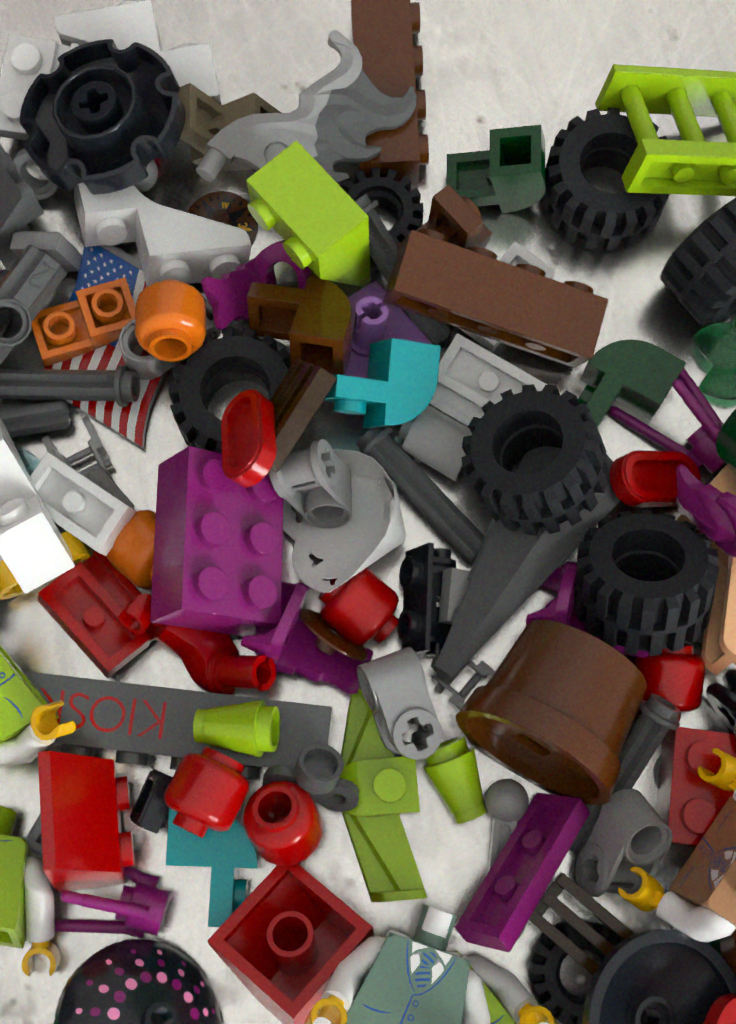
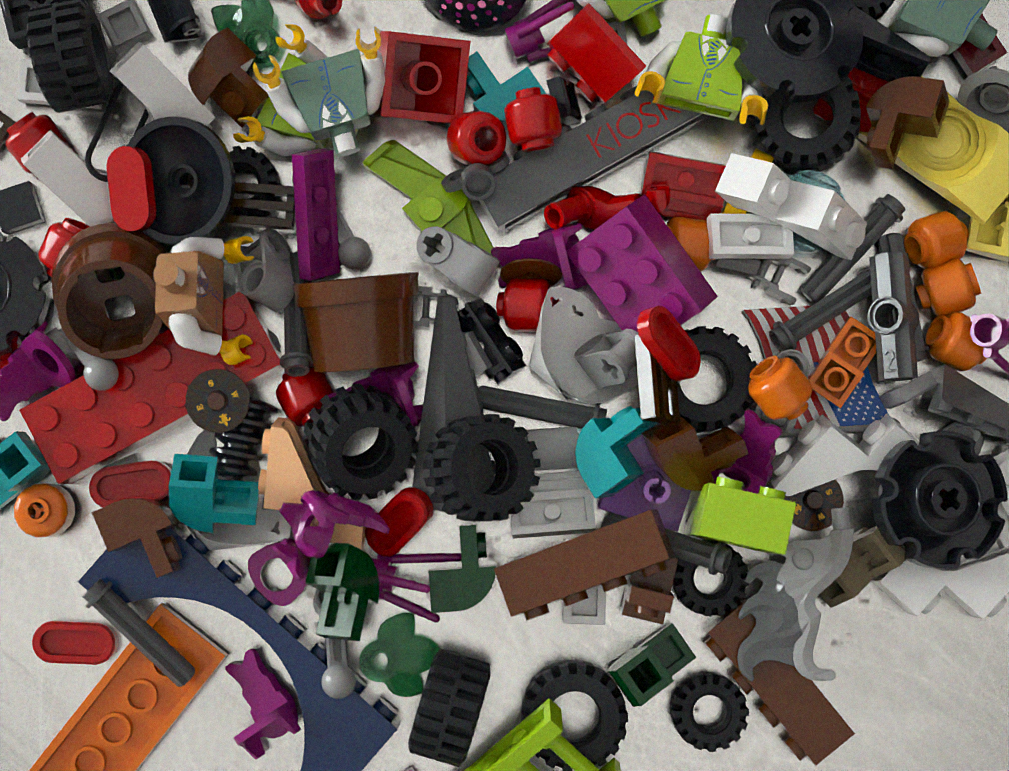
camera: 145 degrees right, 10 degrees up
(239, 727) = (540, 172): lime cone -> none
(457, 779) = (393, 244): lime cone -> none
(475, 78) = (721, 734): none -> black tyre

